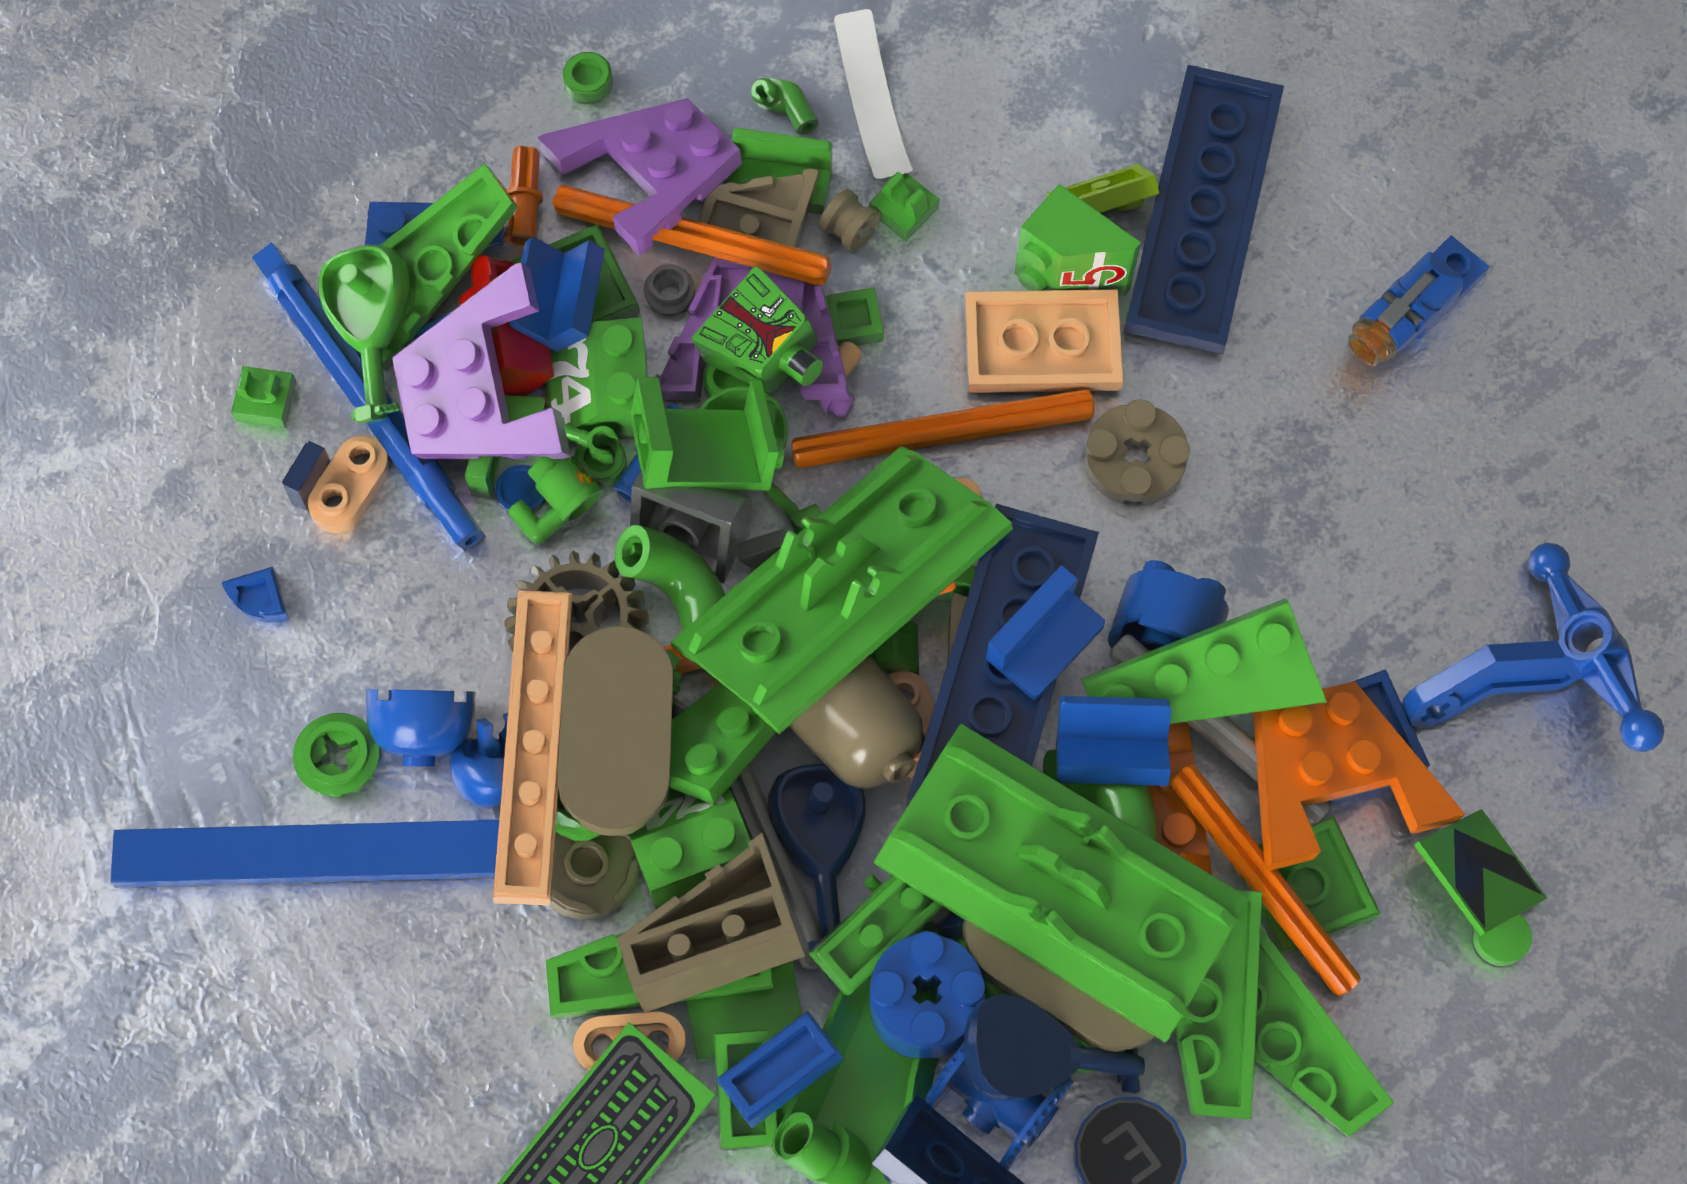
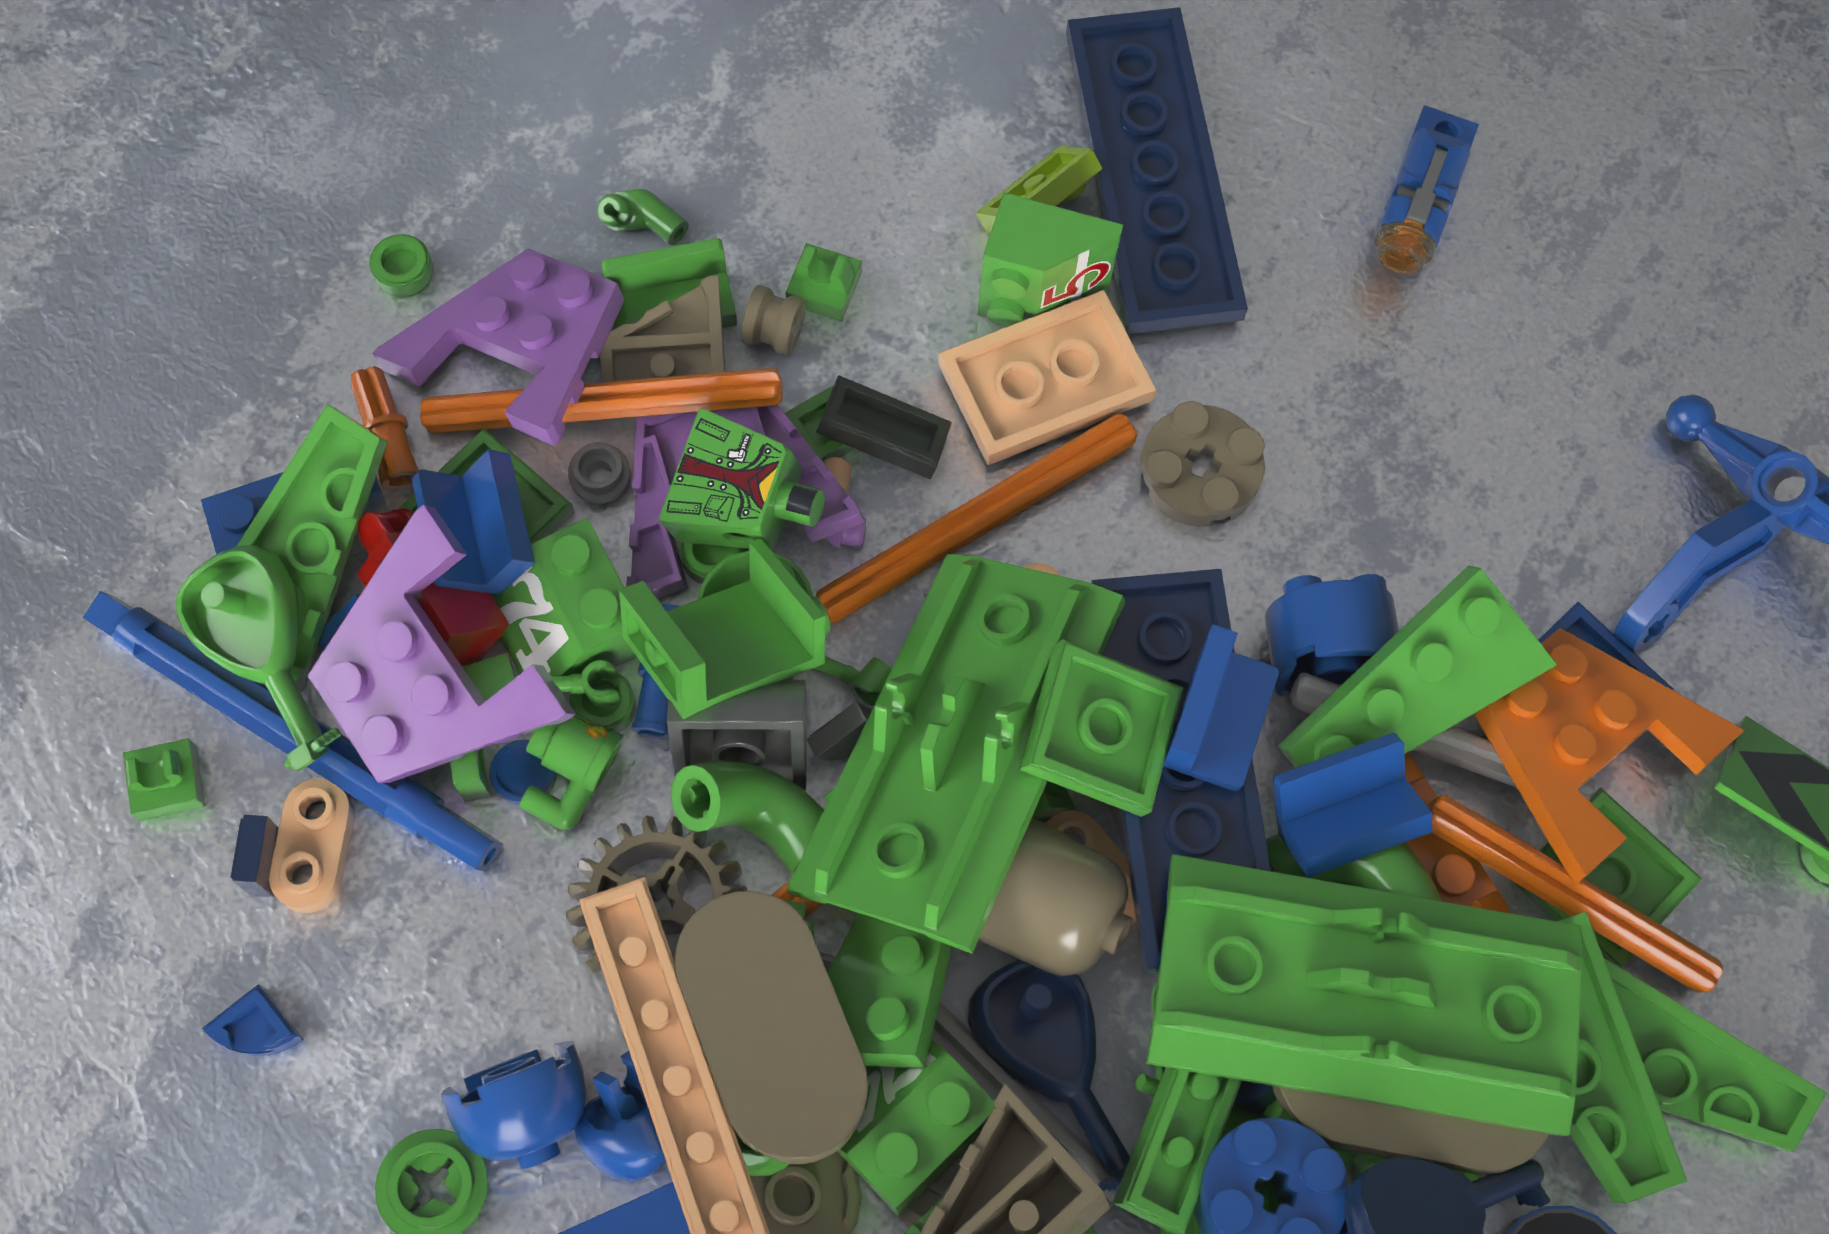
camera: 25 degrees left, 0 degrees up
(871, 94) = (733, 173): white sticker -> none
(898, 333) = (884, 427): none -> pearl dark grey tile
(947, 611) = (1101, 728): none -> bright green tile

